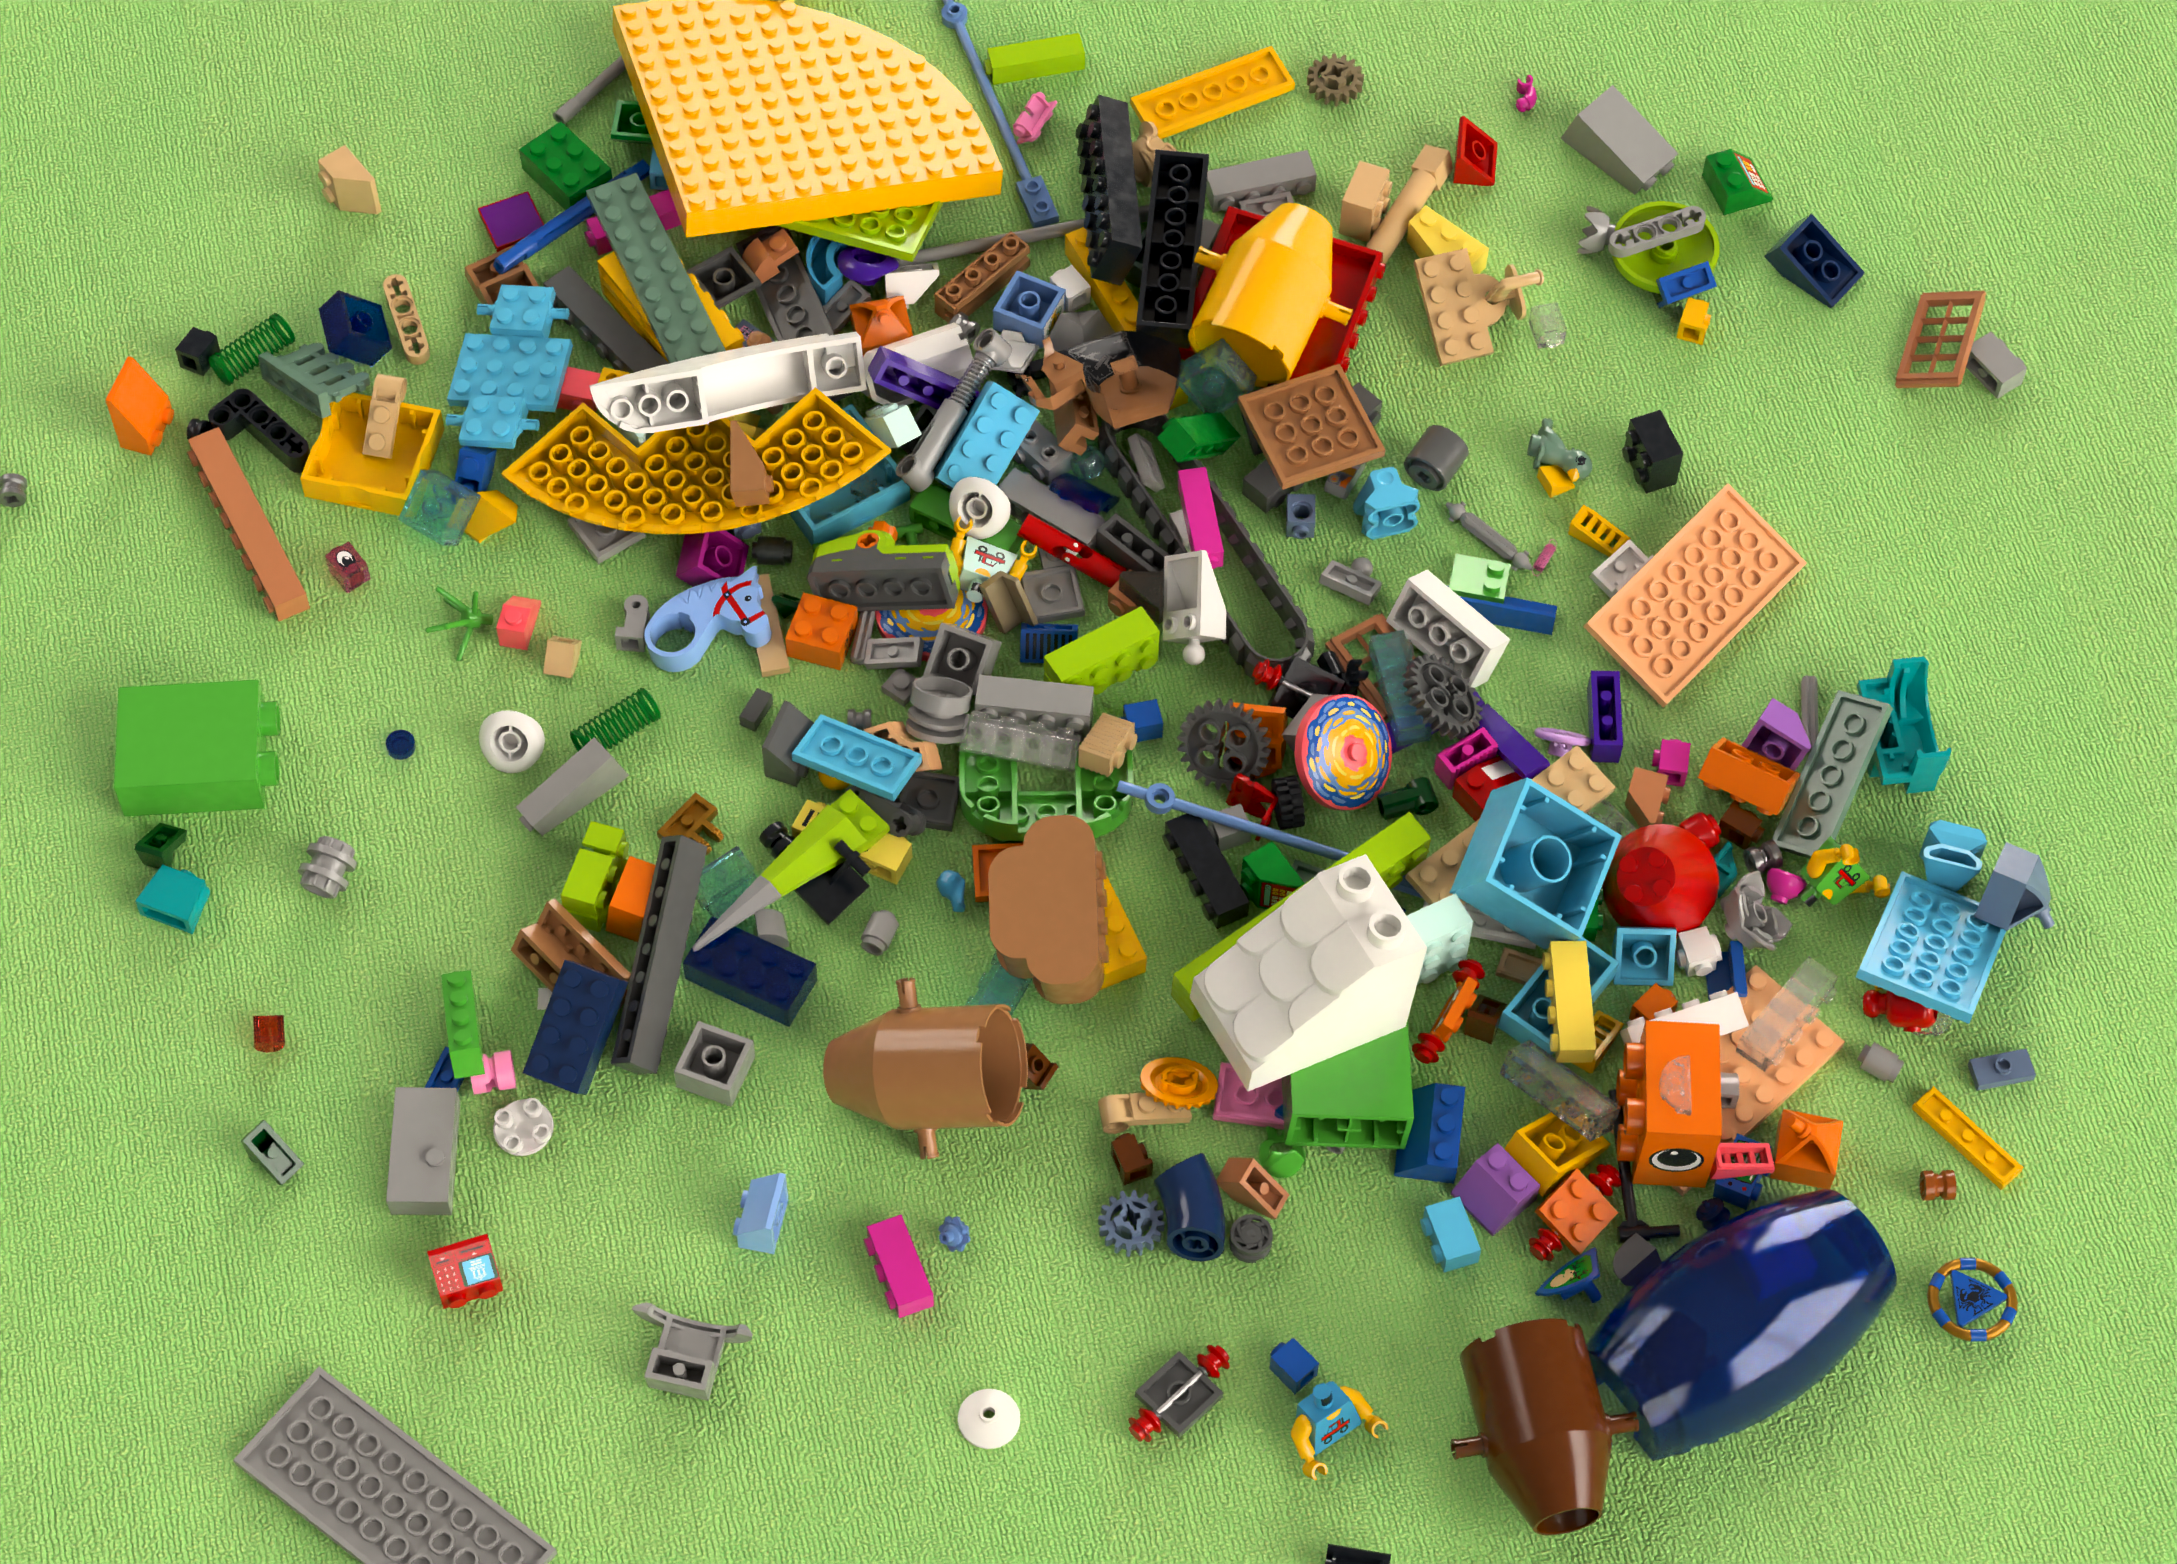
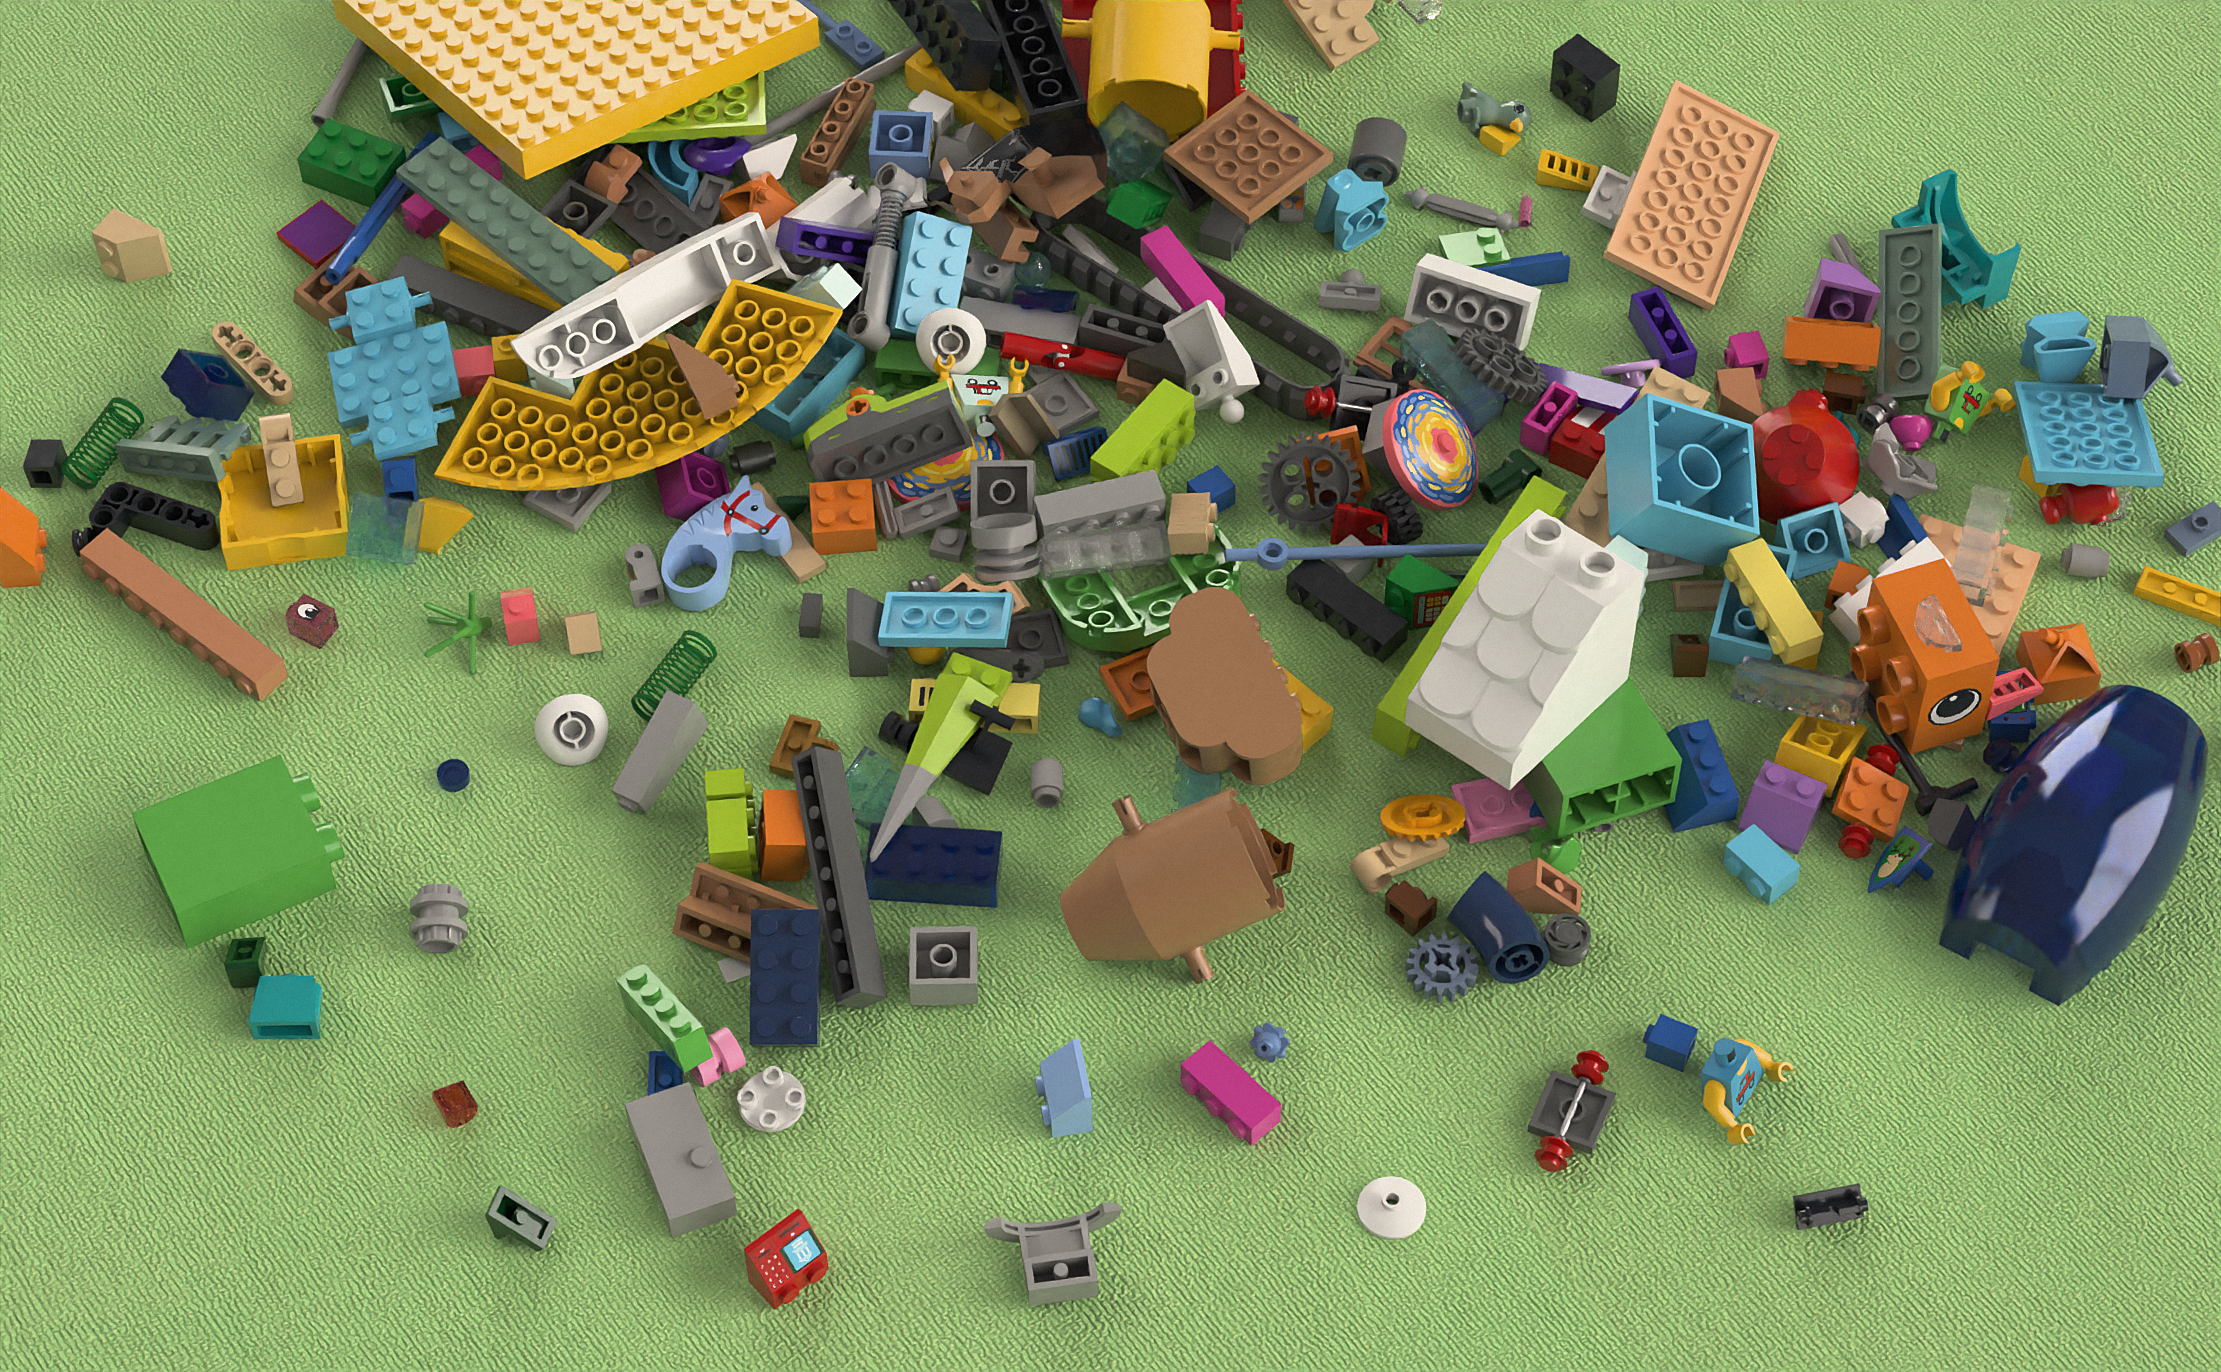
camera: 20 degrees left, 5 degrees down
(1300, 506) = (1269, 250): sand blue brick -> none
(1450, 1016) = (1657, 653): plate -> none
(1541, 1422) = (1948, 999): reddish brown piece -> none

